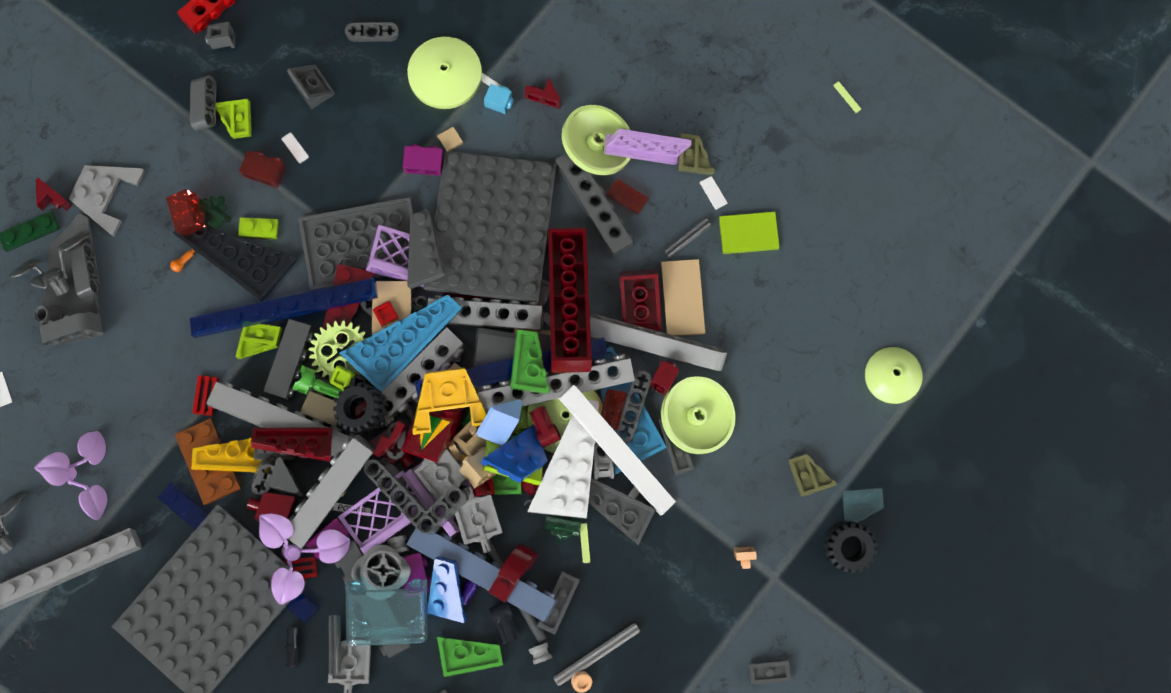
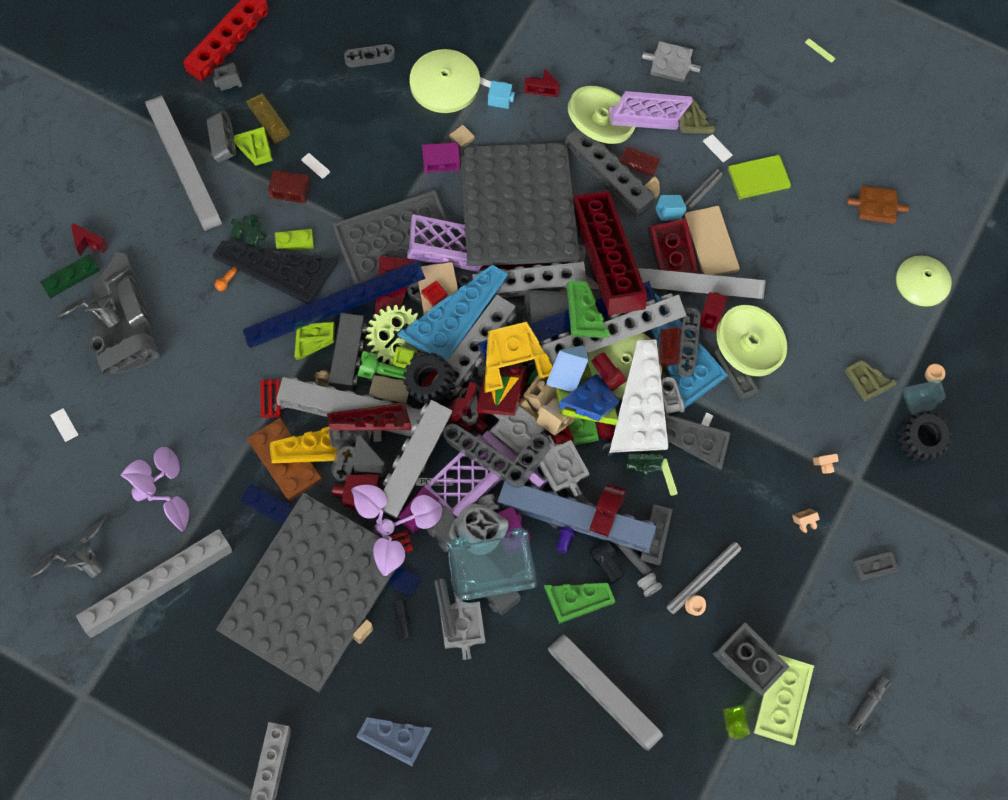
camera: 10 degrees left, 10 degrees down
(95, 190) = (130, 228): light grey wing -> none
(159, 121) = (183, 163): none -> light grey beam
(185, 212) = (223, 231): clear red brick -> none
(252, 653) = (363, 631): none -> tan tile
(255, 88) = (268, 118): none -> clear yellow plate
(259, 383) = (322, 378): none -> tan plate
(311, 84) = (320, 108): dark grey slope -> none
(424, 253) = (461, 232): dark grey wing -> none
(445, 591) = (545, 538): wing -> none
(617, 449) = (683, 381): white tile -> none
(635, 228) = (654, 186): none -> tan tile
(647, 255) = (670, 207): none -> medium azure brick
(685, 87) = (671, 62): none -> light grey plate
(710, 611) = (806, 517): none -> light nougat tile
(865, 283) = (877, 204): none -> dark orange plate
(880, 478) = (935, 372): none -> light nougat tile

